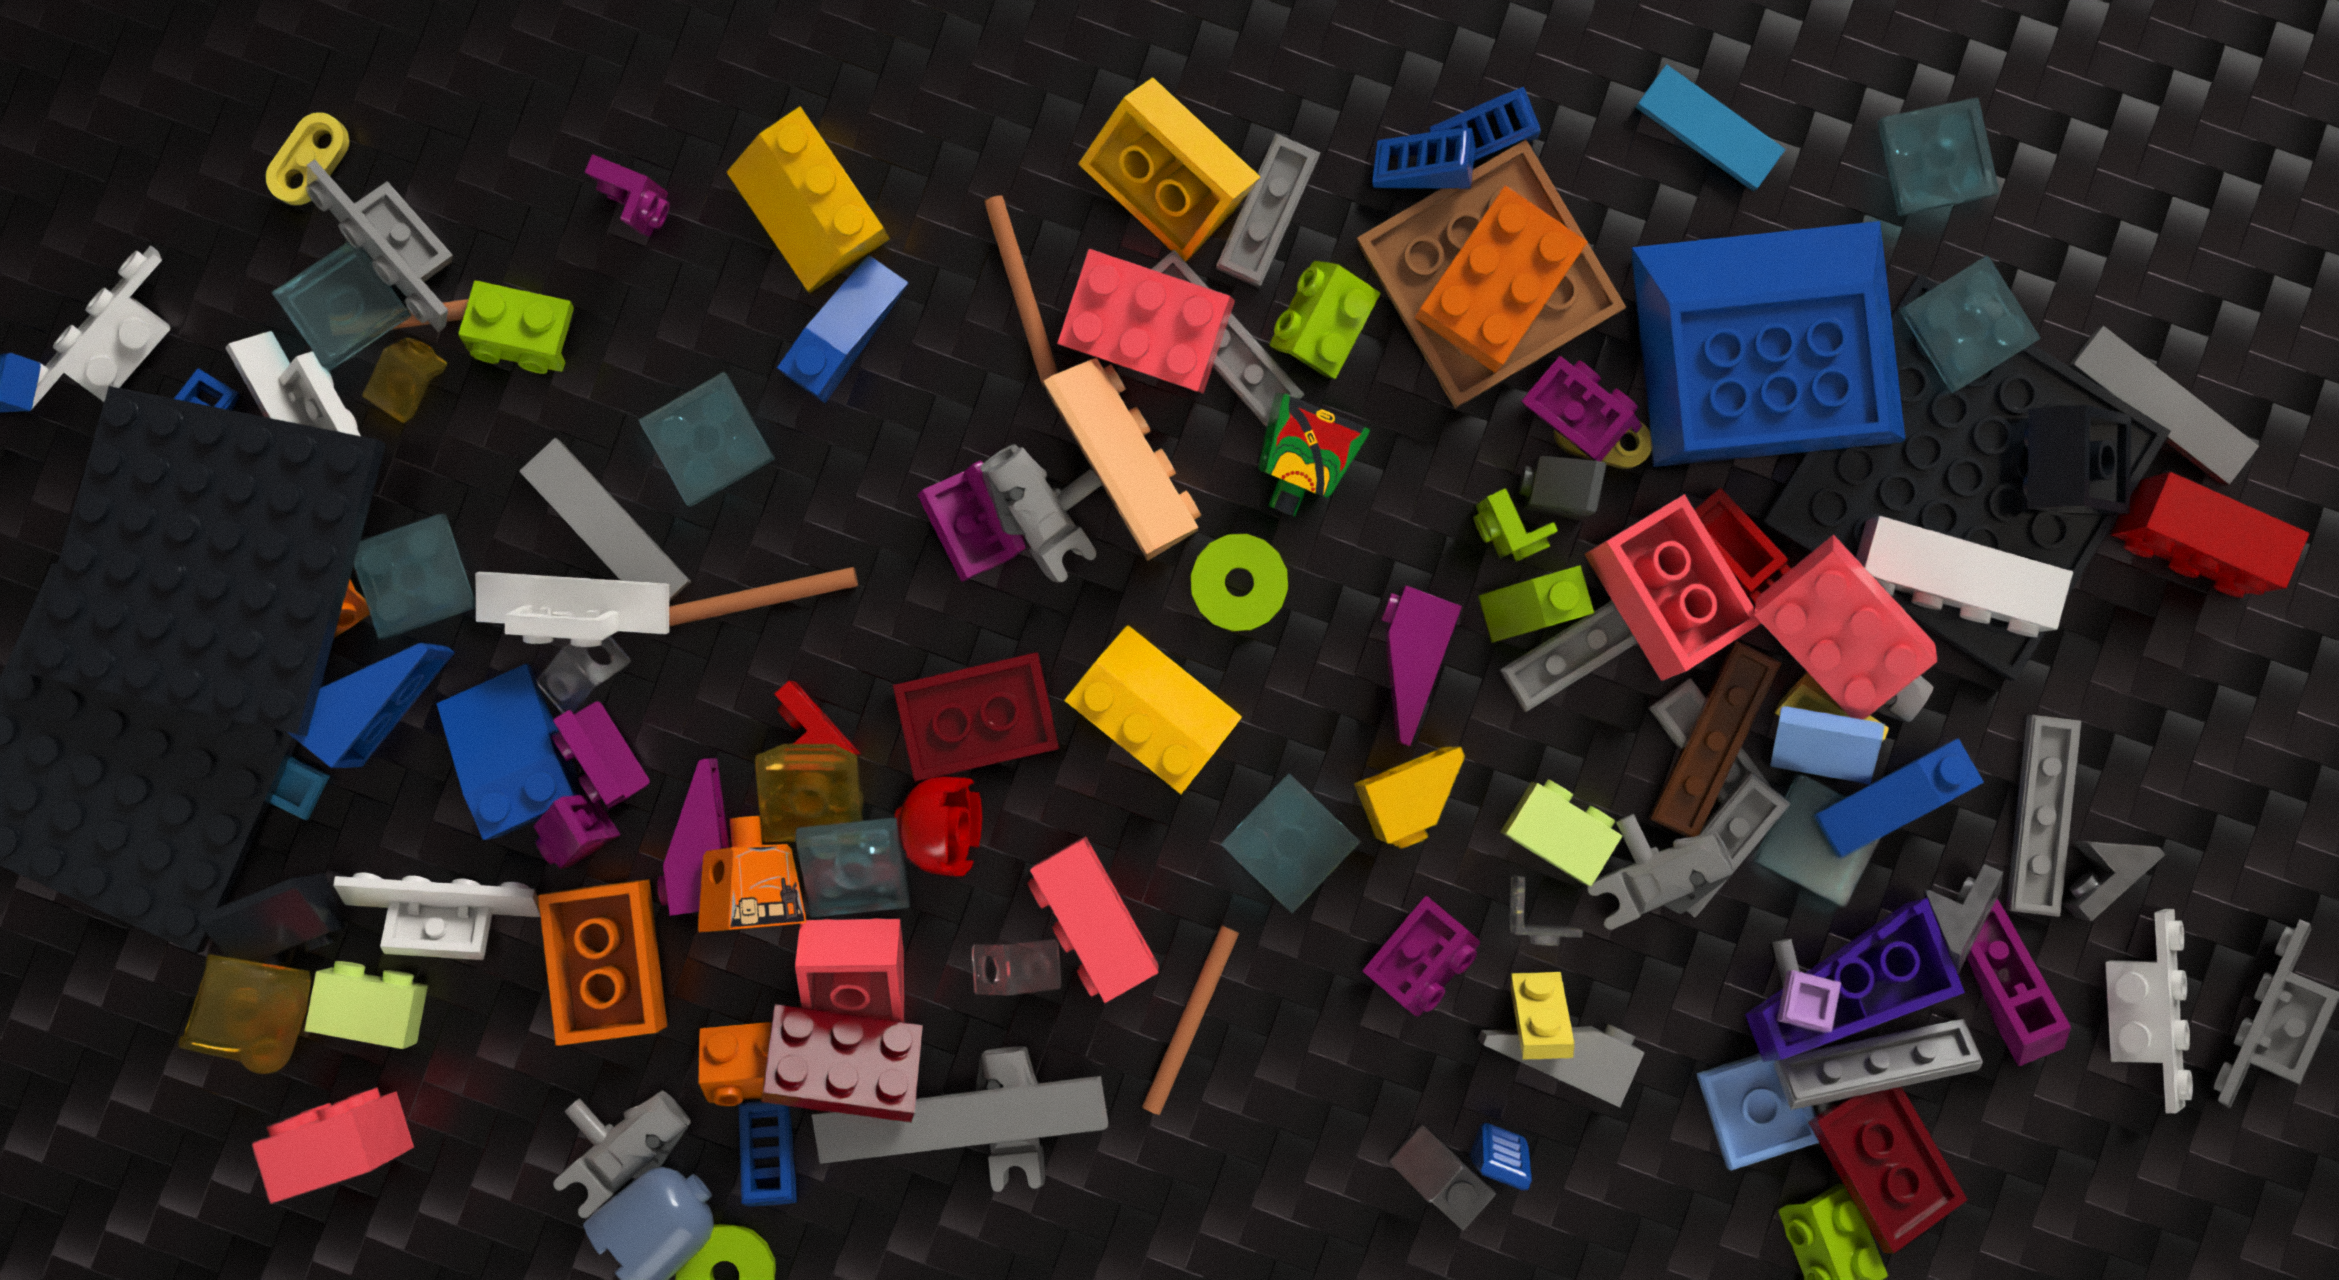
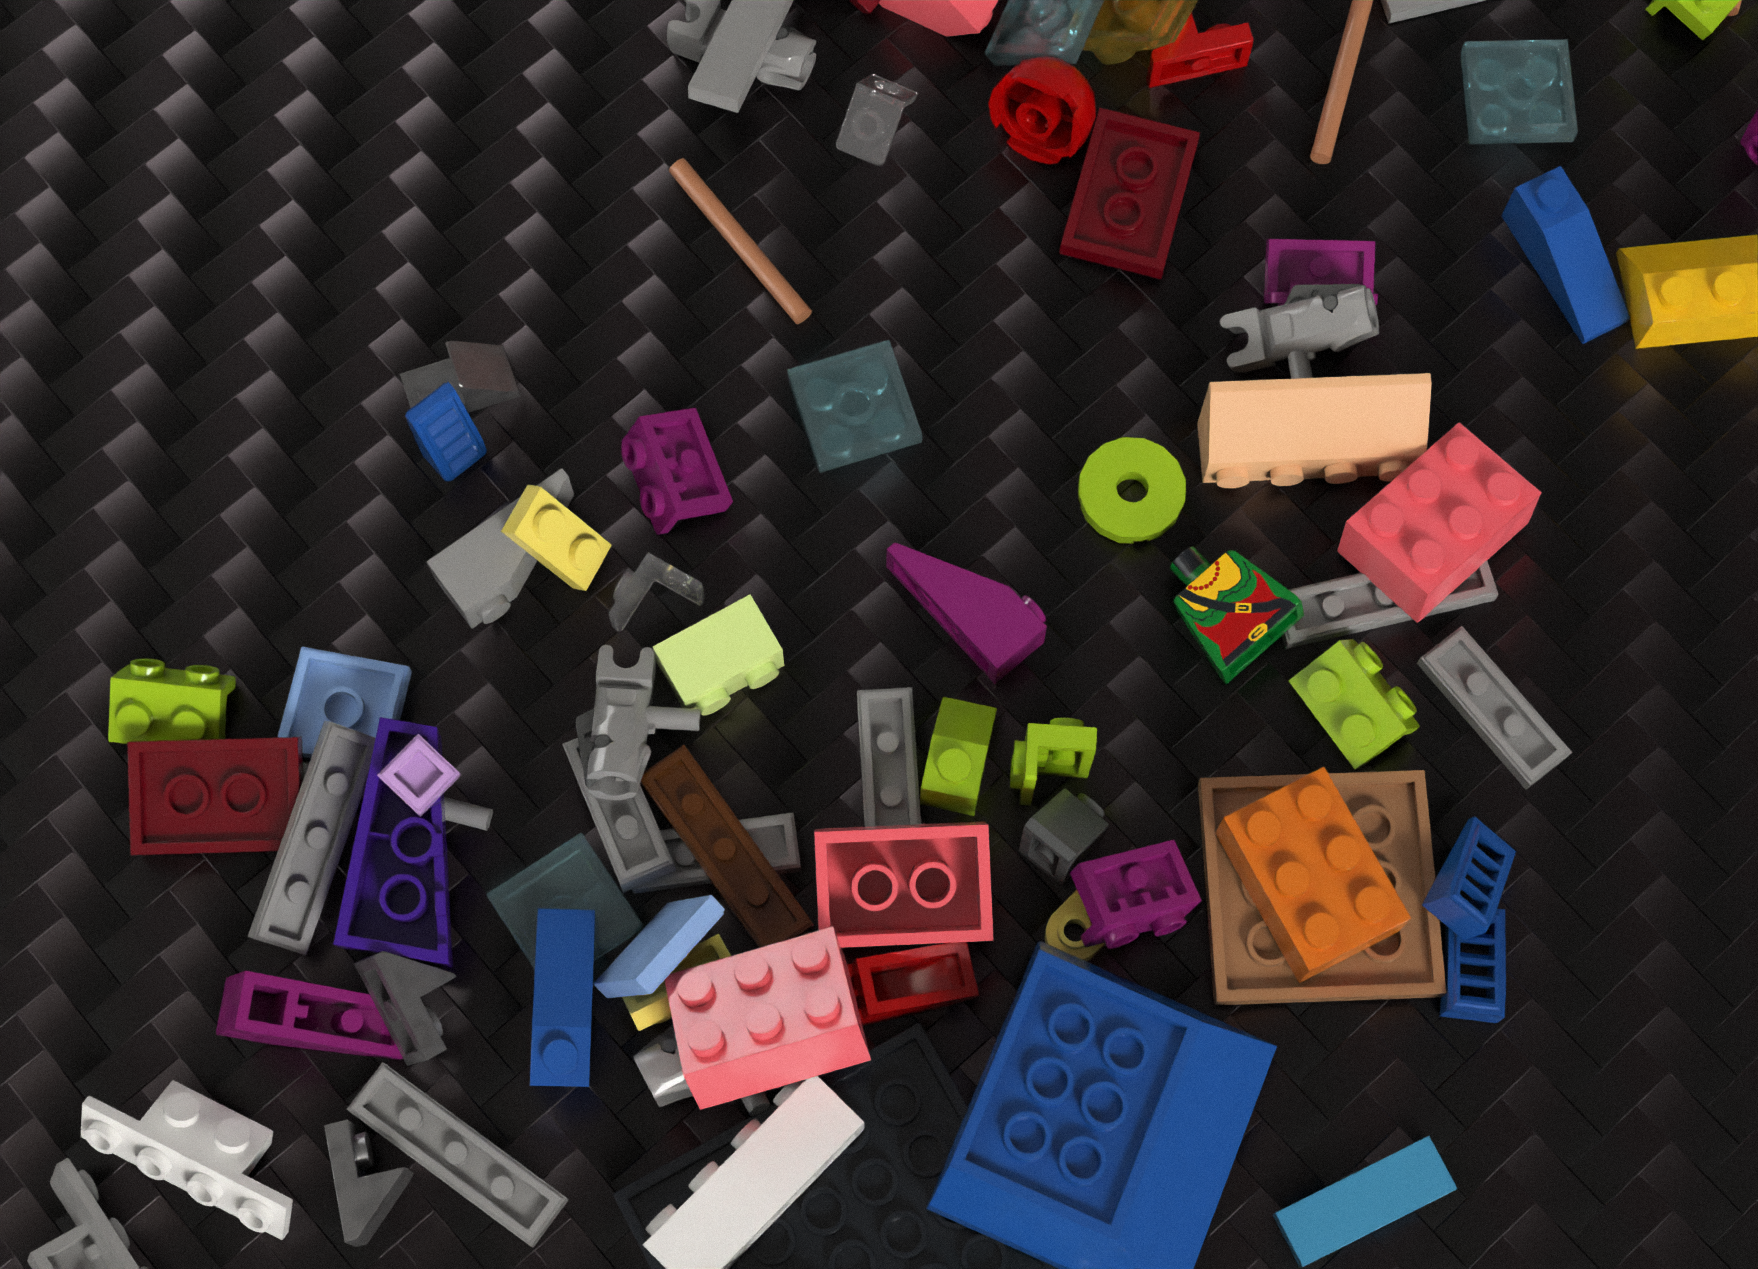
camera: 120 degrees right, 15 degrees down
(1021, 287) = (1535, 439): nougat bar -> none
(1092, 921) = (885, 187): coral brick -> none
(1153, 709) = (1051, 344): yellow slope -> none
(1168, 169) = (1586, 628): yellow slope -> none
(1409, 796) = (839, 506): yellow slope -> none

